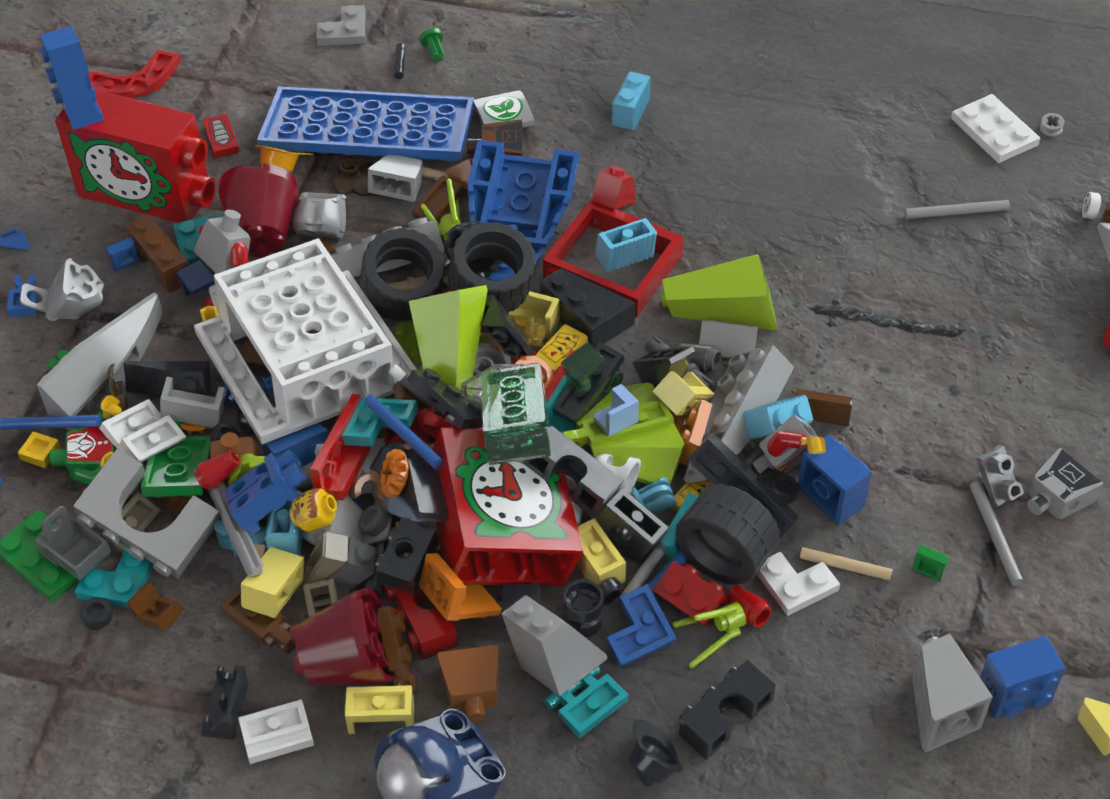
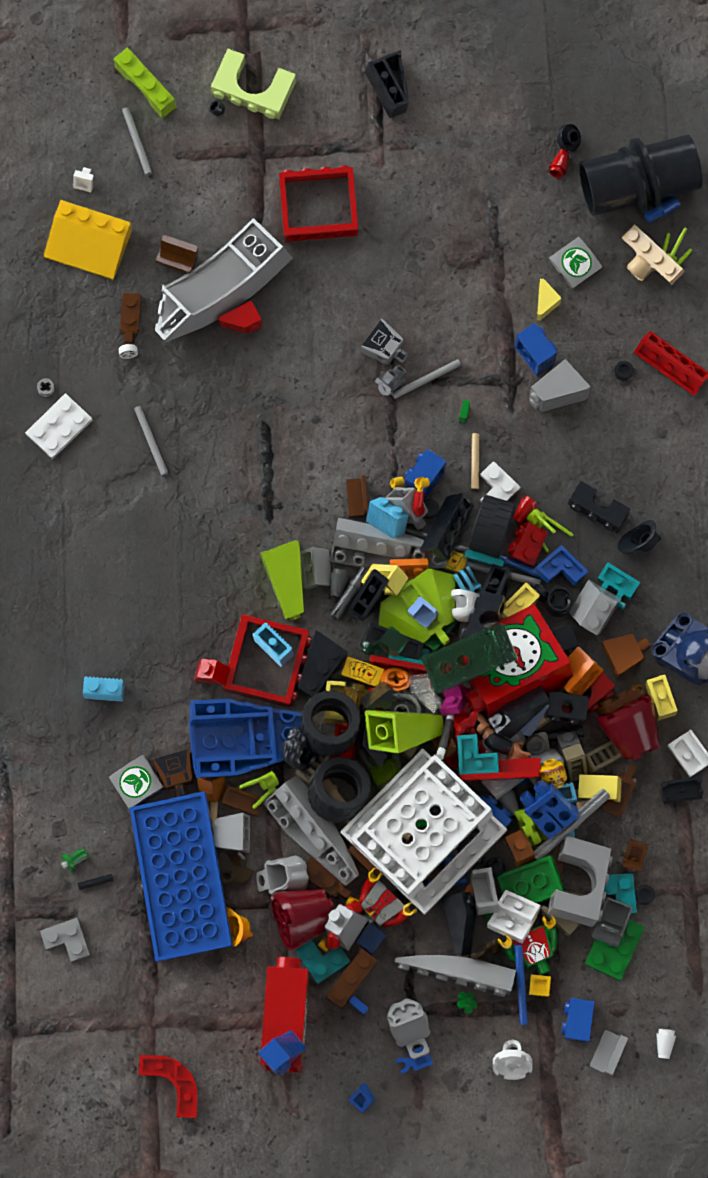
camera: 105 degrees left, 25 degrees up
(217, 469) = (540, 846): red cone -> none
(220, 135) = (215, 988): red tile -> none
(394, 473) = (517, 730): orange gear -> none
(403, 431) = (489, 731): blue bar -> none
(467, 413) = (456, 706): black wing -> none

